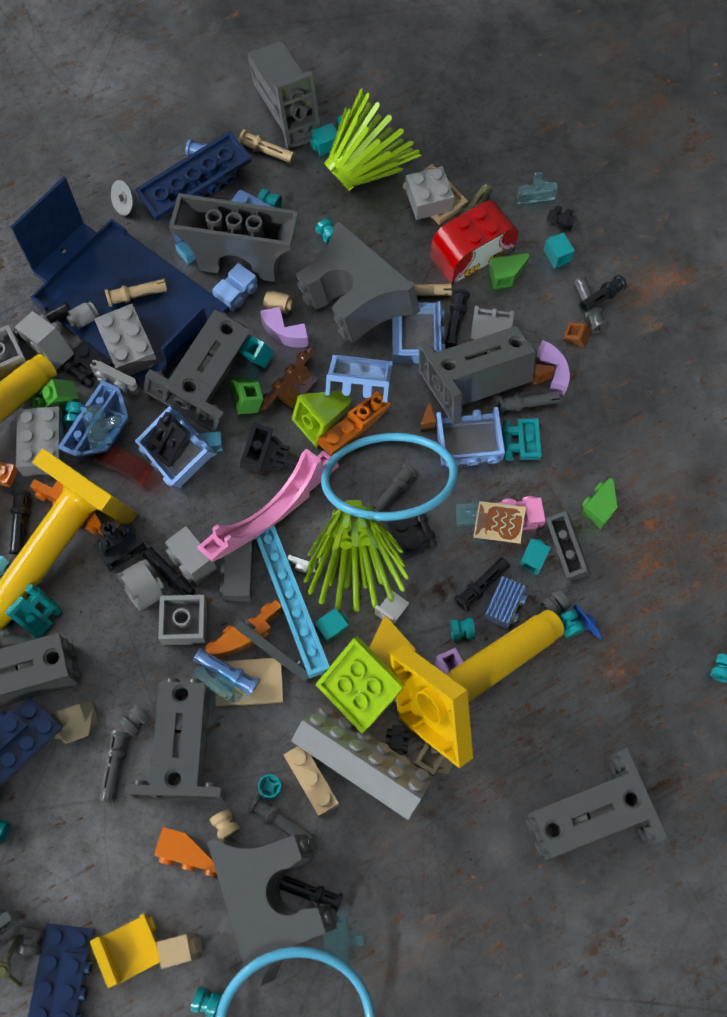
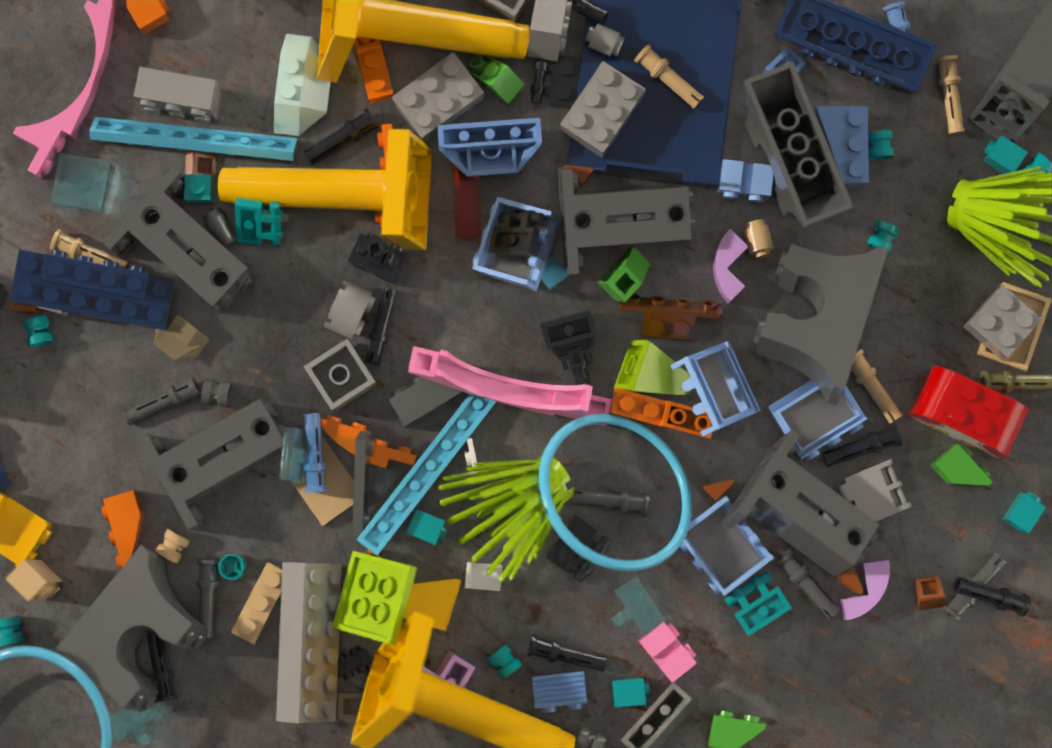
camera: 60 degrees right, 15 degrees up
(72, 412) = (489, 110): teal wheel -> none
(97, 426) = (484, 151): clear light blue plate -> none
(108, 374) = (552, 138): light grey plate -> none
(184, 552) = (409, 331): light grey brick -> none
(257, 351) = (680, 257): teal brick -> none
(499, 522) = (641, 635): sticker -> none

